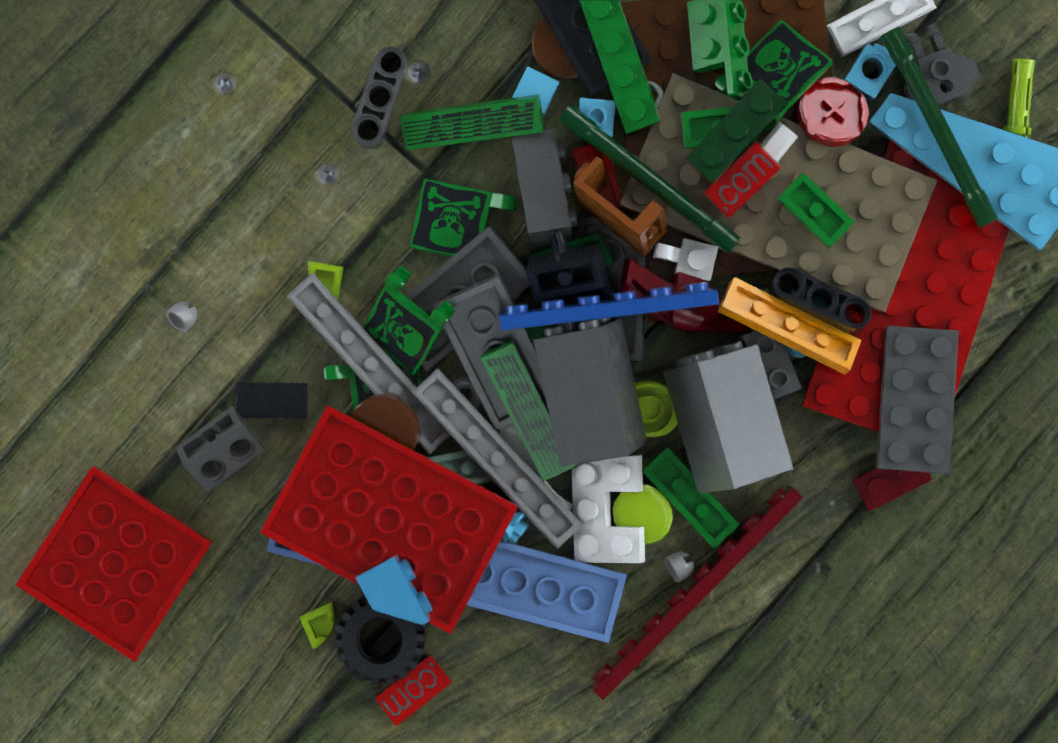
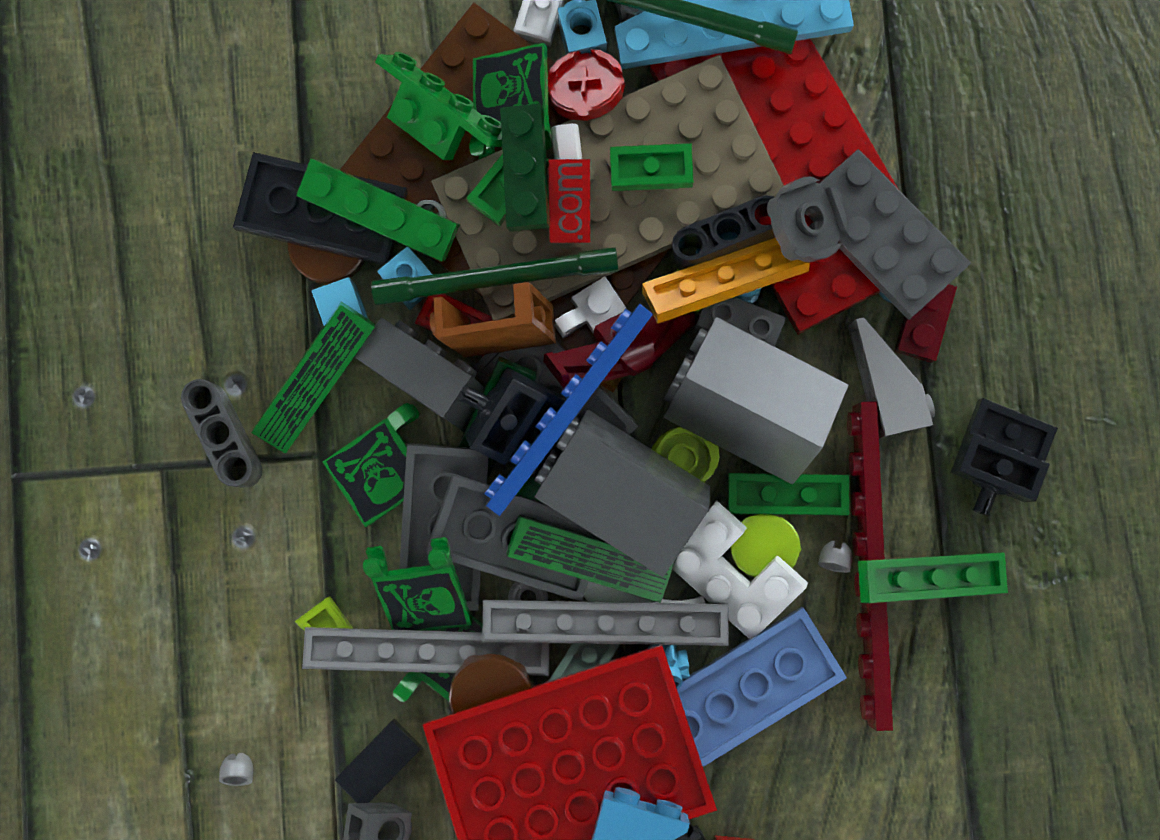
camera: 50 degrees left, 5 degrees down
(723, 636) = (932, 577): none -> green plate
(823, 496) = (890, 383): none -> light grey slope
(849, 610) = (1003, 454): none -> black plate
(859, 333) = (789, 224): none -> dark grey plate

